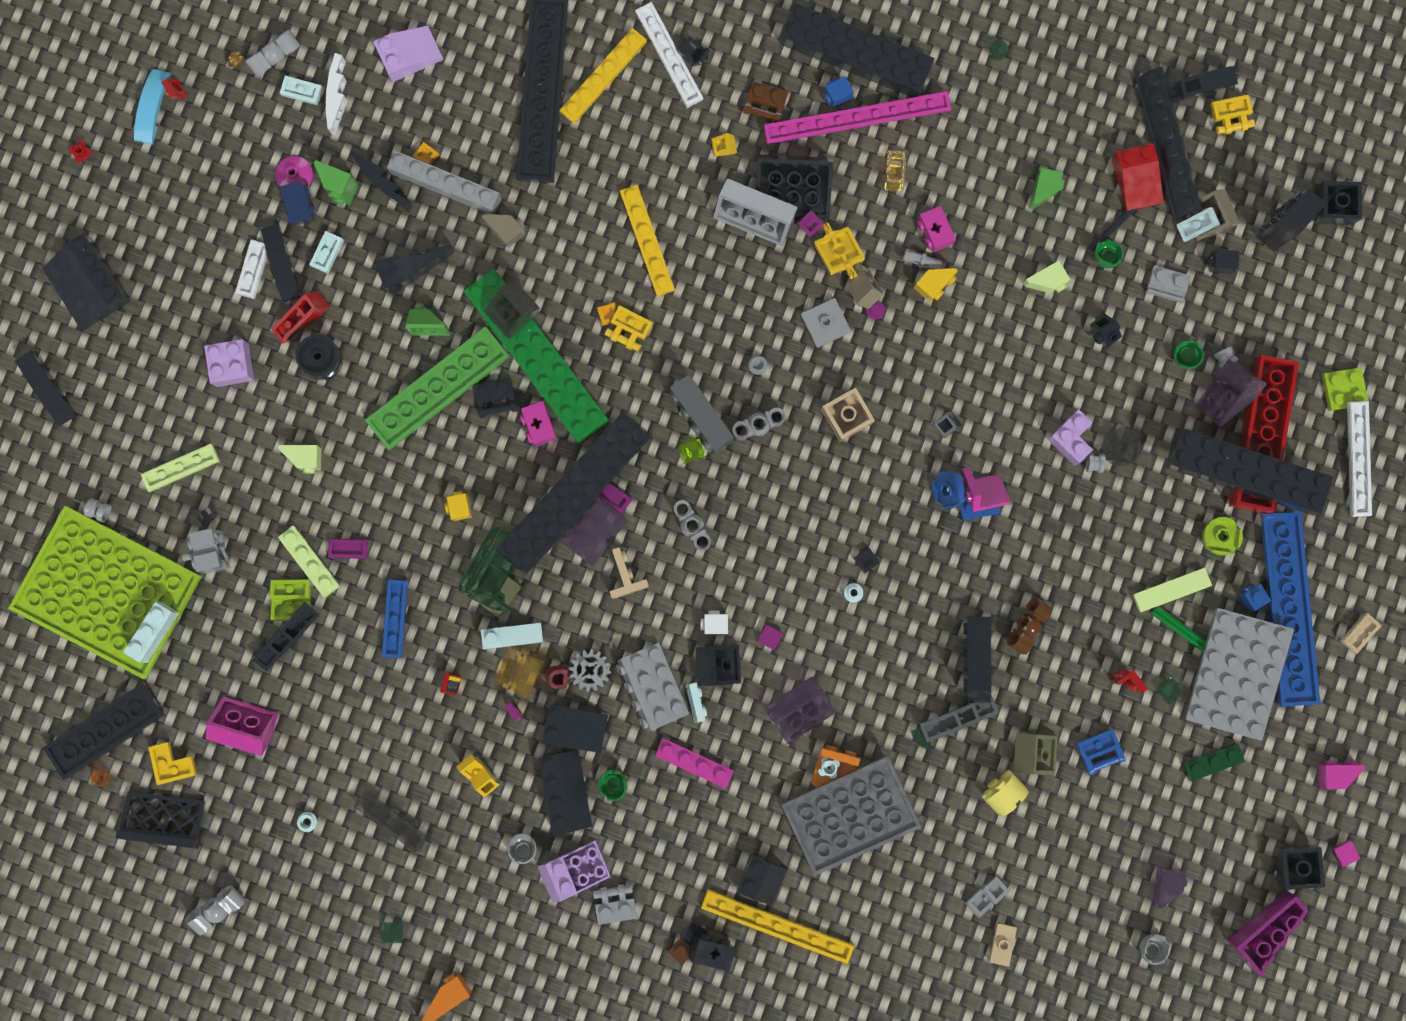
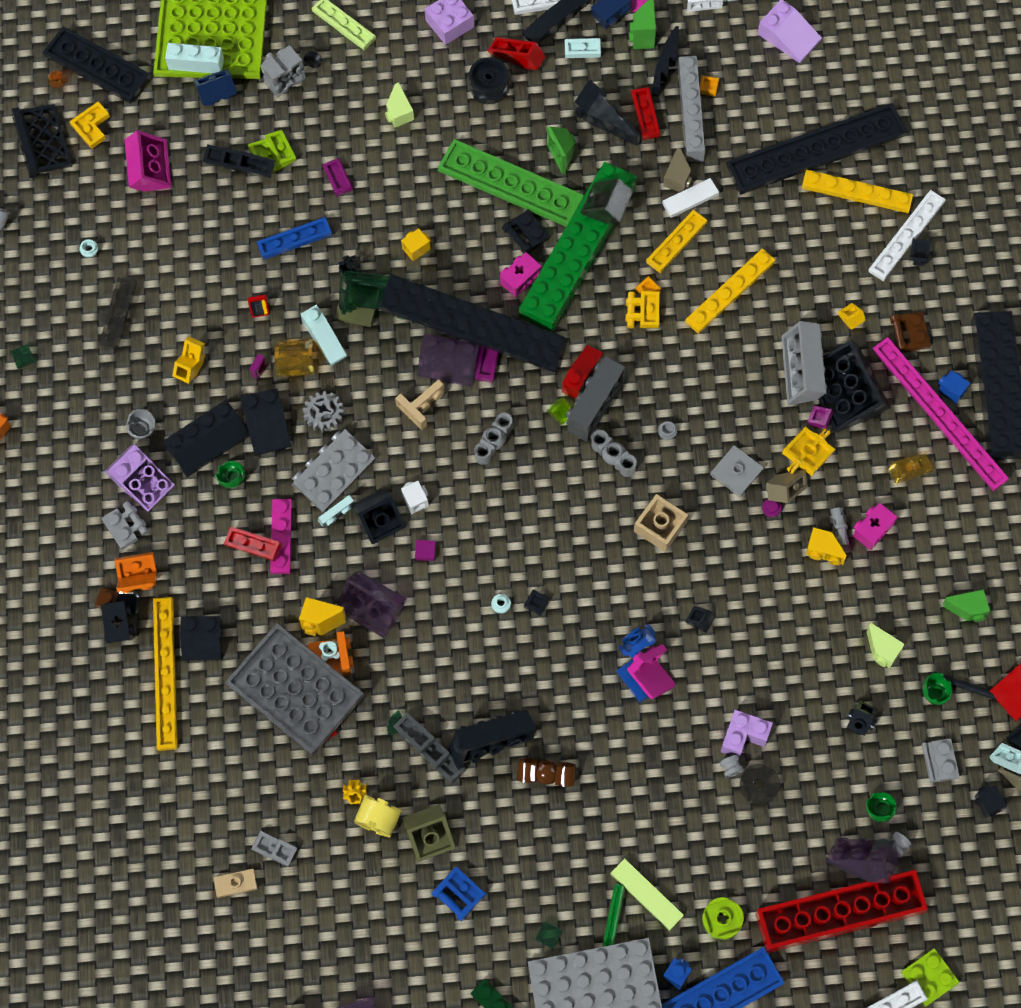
camera: 70 degrees right, 15 degrees down
(192, 625) = (215, 87): none -> dark blue brick
(309, 561) = (311, 153): yellowish green plate -> none
(426, 227) = (645, 113): none -> red plate
(451, 579) = (349, 264): none -> black gear
(535, 229) = (690, 198): none -> white tile
(557, 676) = (304, 387): dark red plate -> none
(574, 264) = (676, 241): none -> yellow plate
(663, 413) = (581, 371): none -> red slope
(673, 915) = (136, 572): none -> orange bracket
(693, 793) = (252, 544): none -> plate
(795, 763) = (320, 617): none -> yellow slope
(970, 803) = (354, 791): none -> yellow gear
(1129, 679) = (539, 884): red bracket -> none
(1248, 472) = (792, 902): black brick -> none

